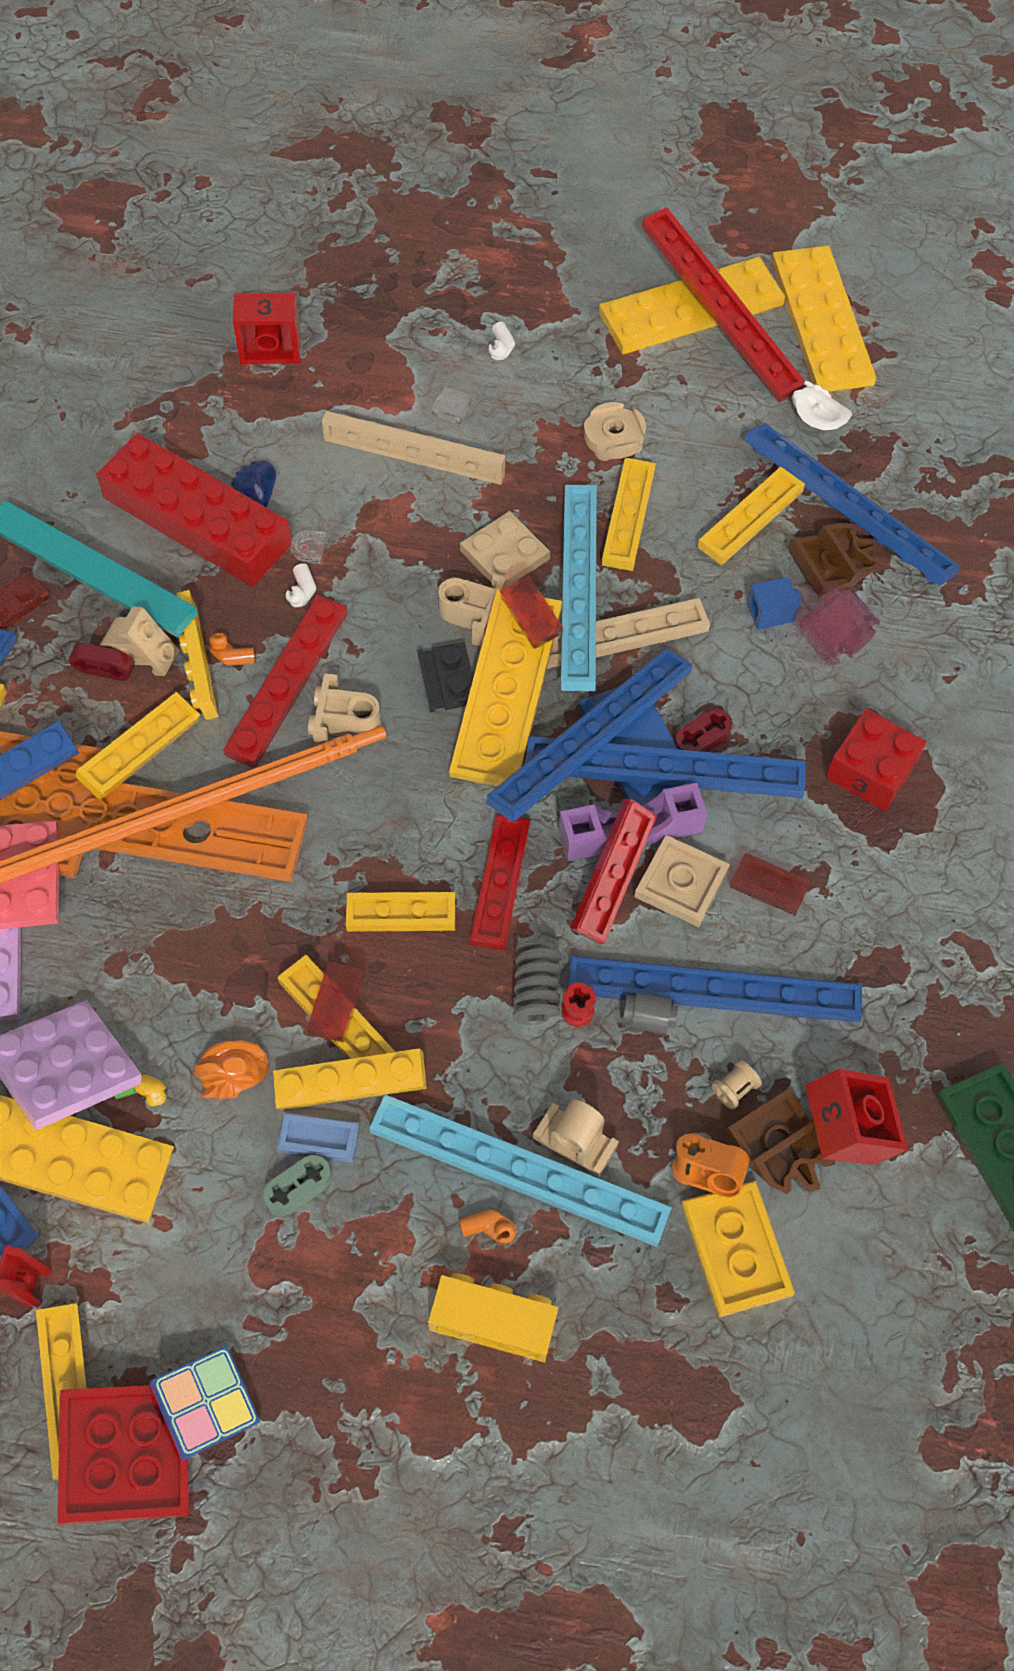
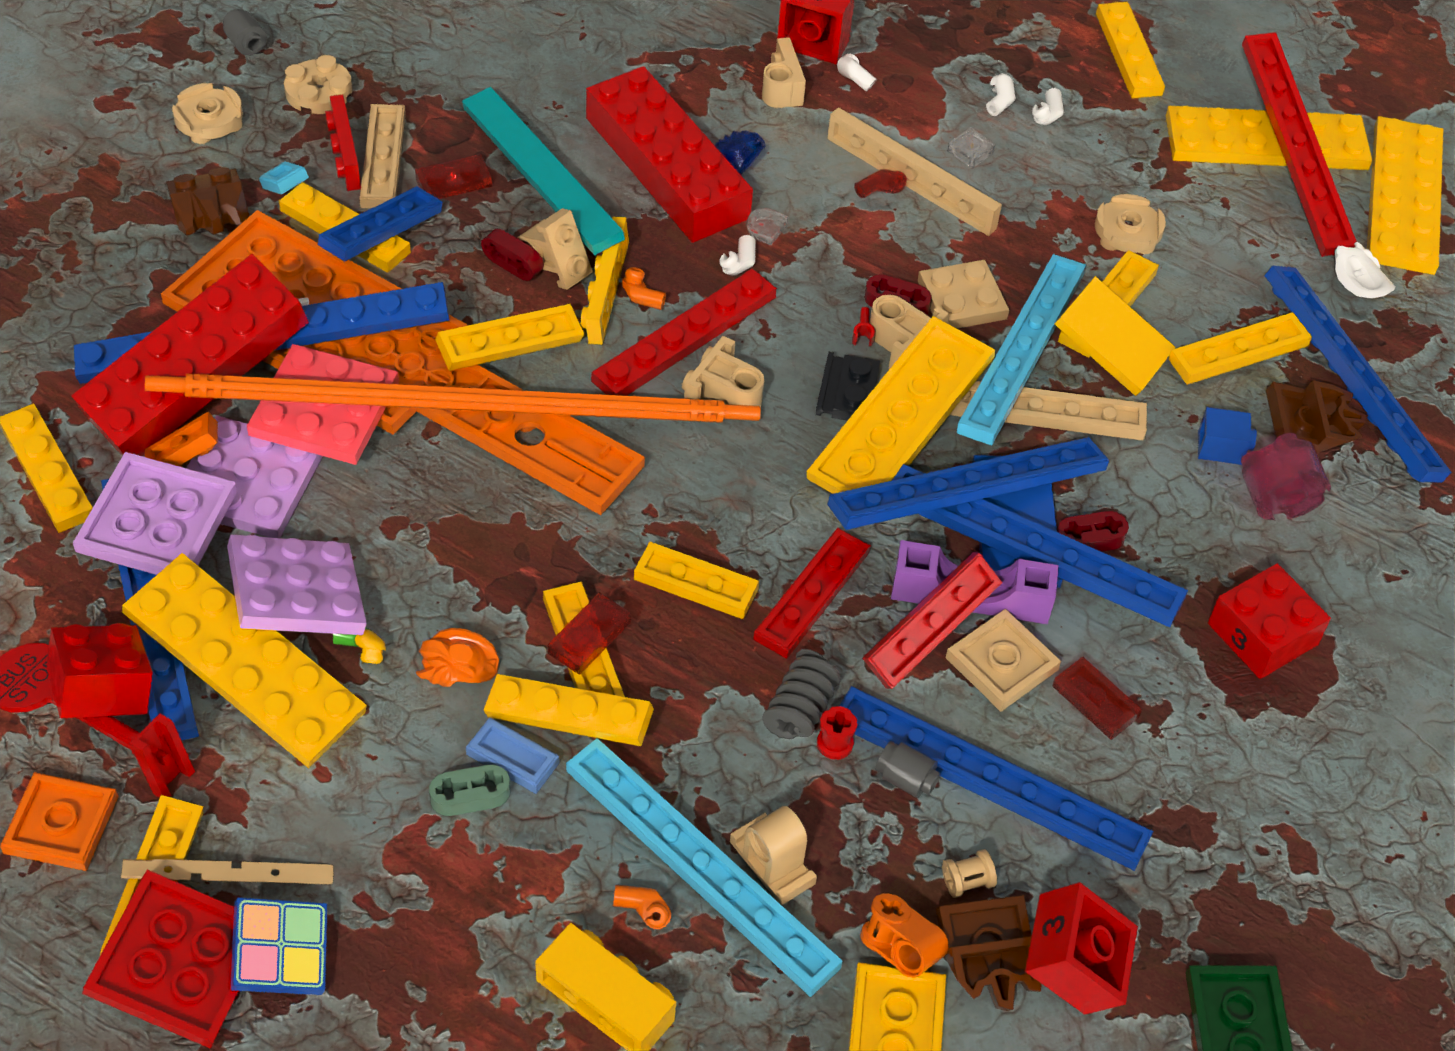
camera: 20 degrees right, 10 degrees down
(122, 1354) = (223, 872): none -> tan piece
(263, 396) = (783, 77): none -> tan plate
(315, 364) = (849, 67): none -> white arm
(390, 466) = (881, 181): none -> clear red arm
(436, 615) = (864, 328): none -> red hand
(450, 568) = (903, 289): none -> dark red beam
(458, 341) = (1005, 94): none -> white arm
(531, 612) = (957, 347): clear red plate -> none
(544, 259) = (1130, 50): none -> yellow plate
(648, 544) = (1115, 336): none -> yellow tile

